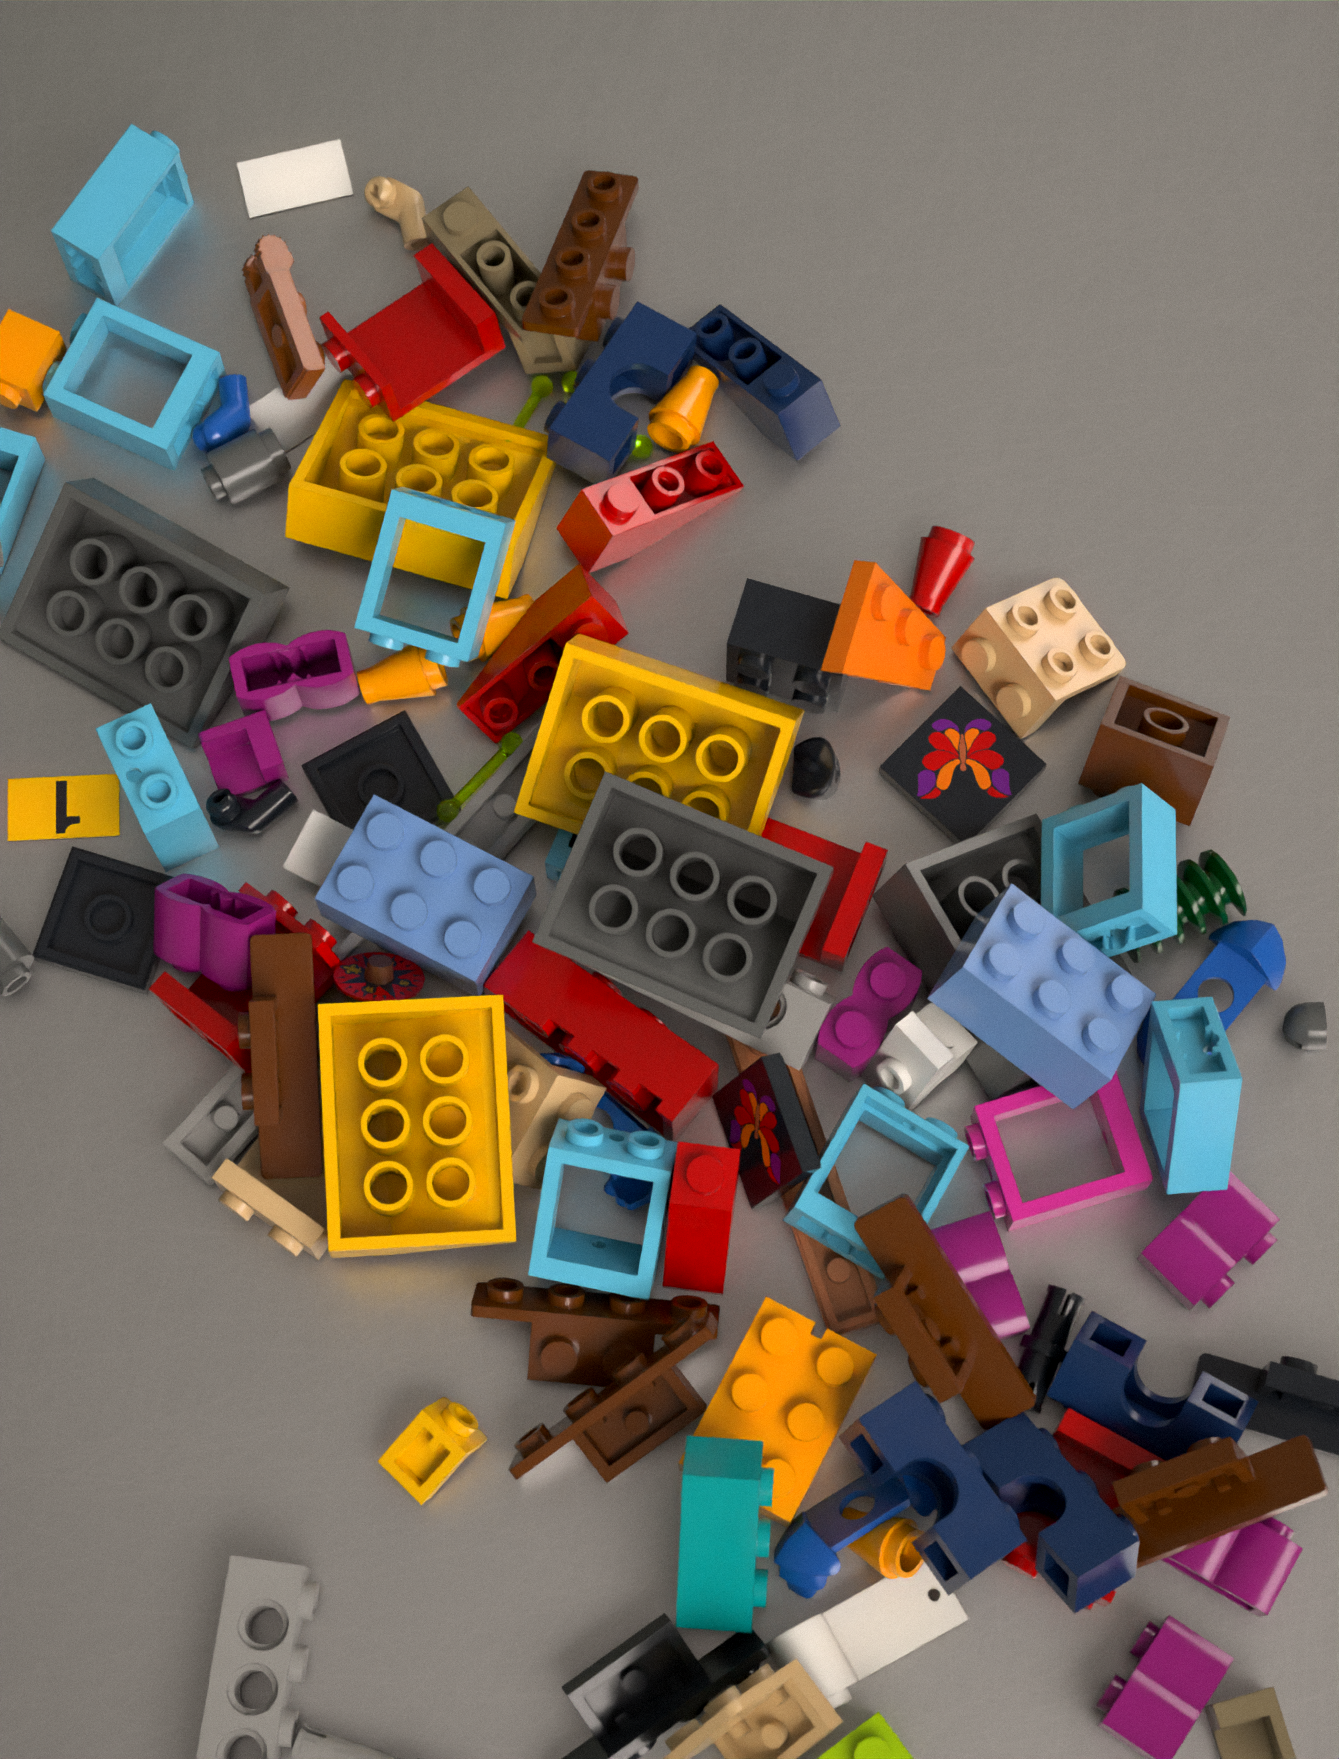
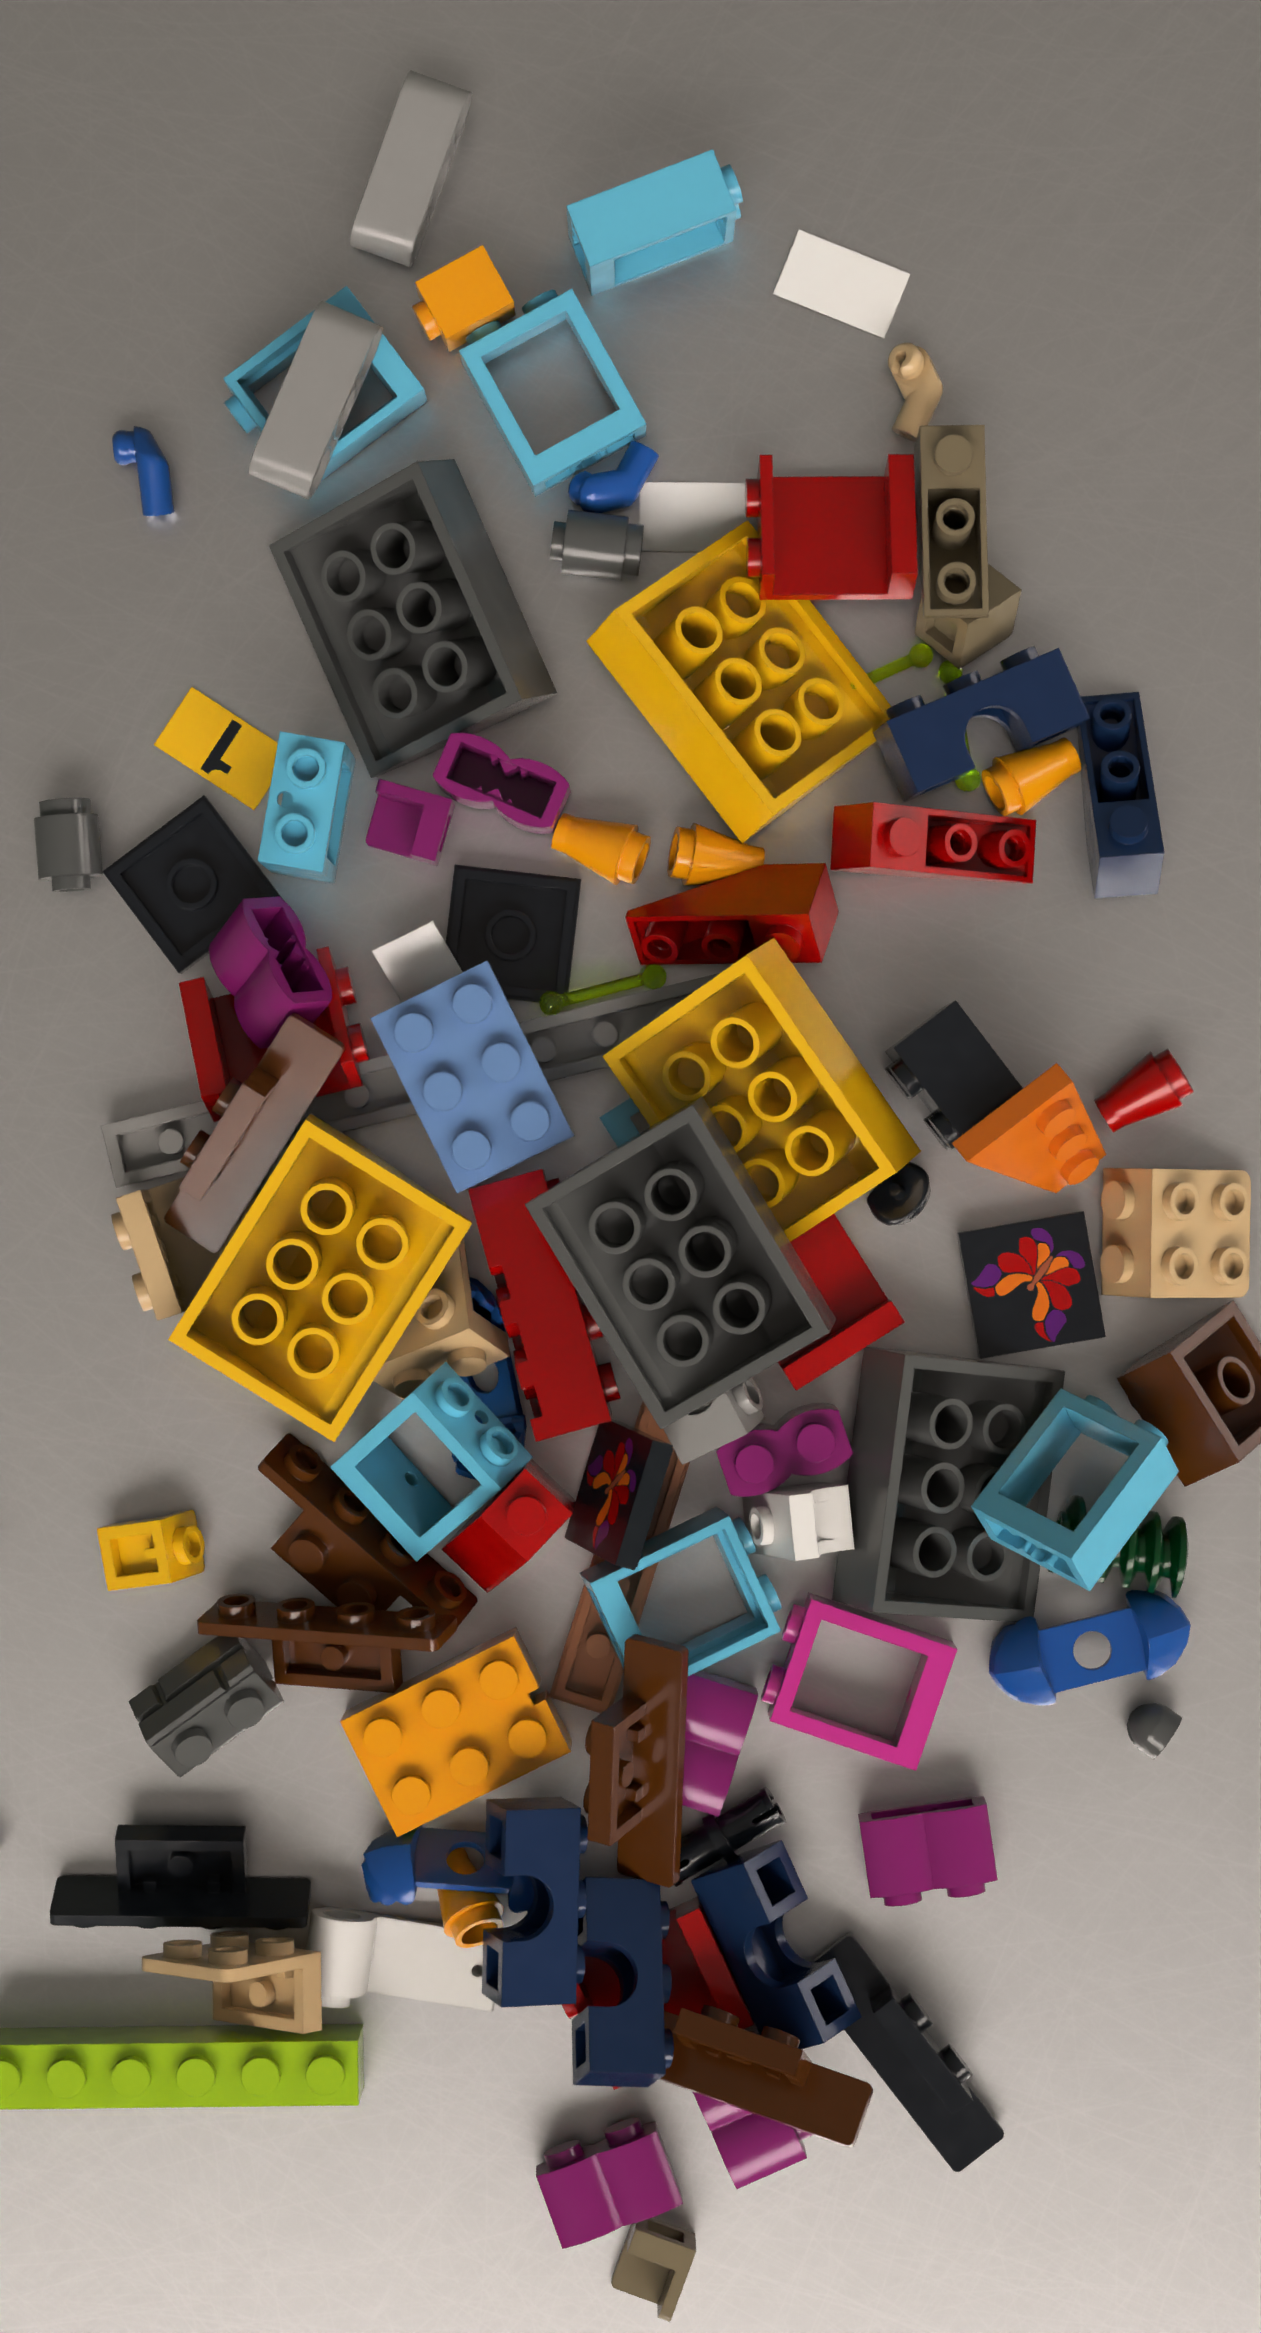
camera: 30 degrees right, 15 degrees up
(247, 814) = (378, 876): black arm -> none
(282, 318) = (731, 423): dark orange hinge -> none
(378, 977) = (381, 1120): piece -> none
(451, 517) = (732, 756): medium azure window -> none
(561, 1531) = (205, 1702): none -> dark grey brick
(586, 261) = (1039, 576): reddish brown bracket -> none
(722, 1534) = (333, 1809): teal brick -> none
(1042, 997) = (933, 1560): medium blue brick -> none
(1190, 1096) = (988, 1737): medium azure window -> none

